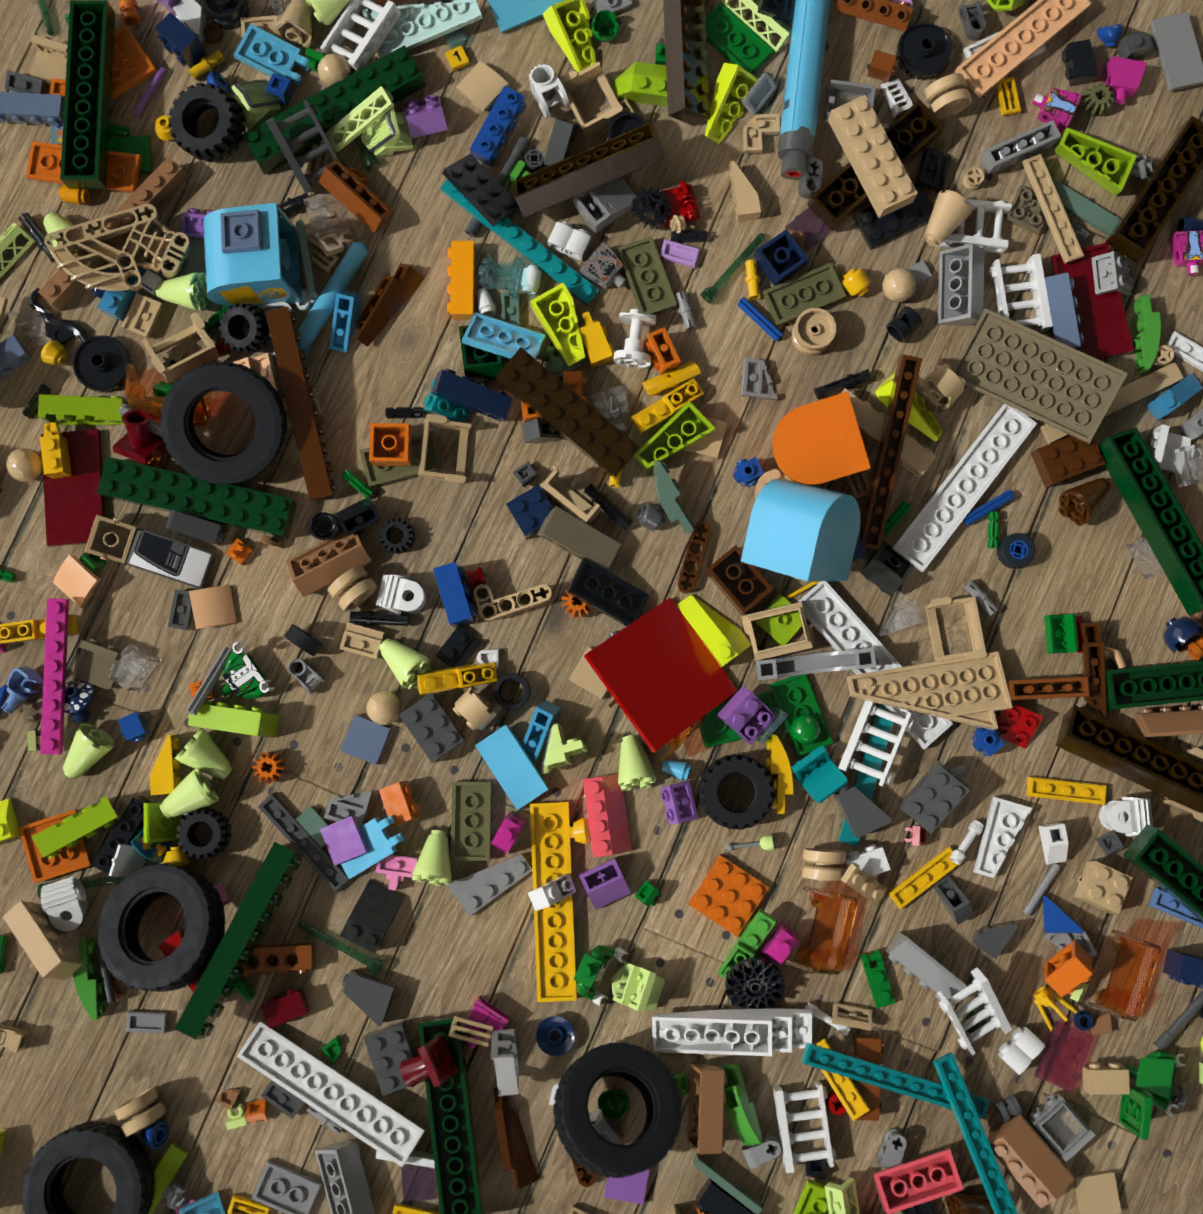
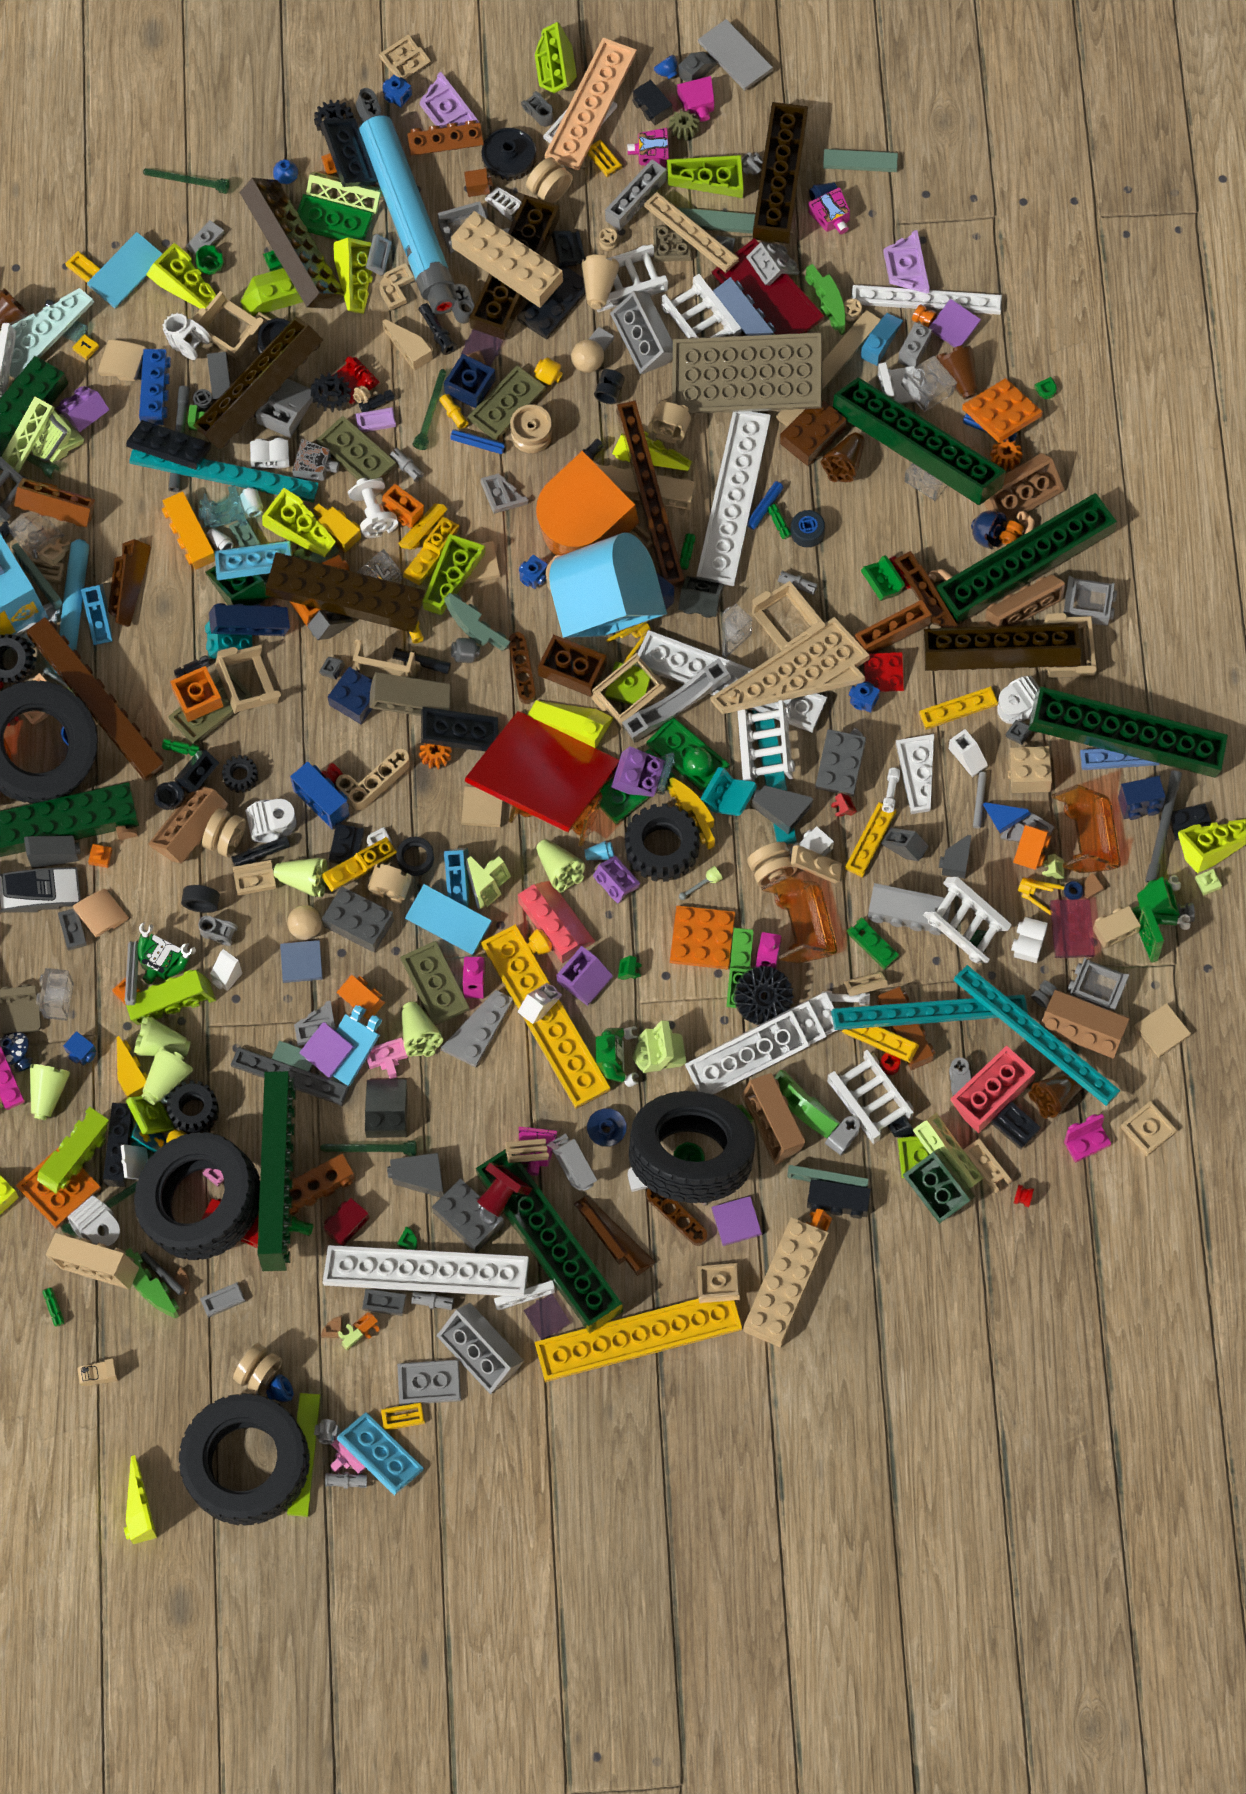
camera: 25 degrees left, 15 degrees down
(261, 767) = (223, 1018): orange gear -> none
(293, 719) = (225, 971): none -> white slope
(777, 199) = (441, 335): none -> black pin

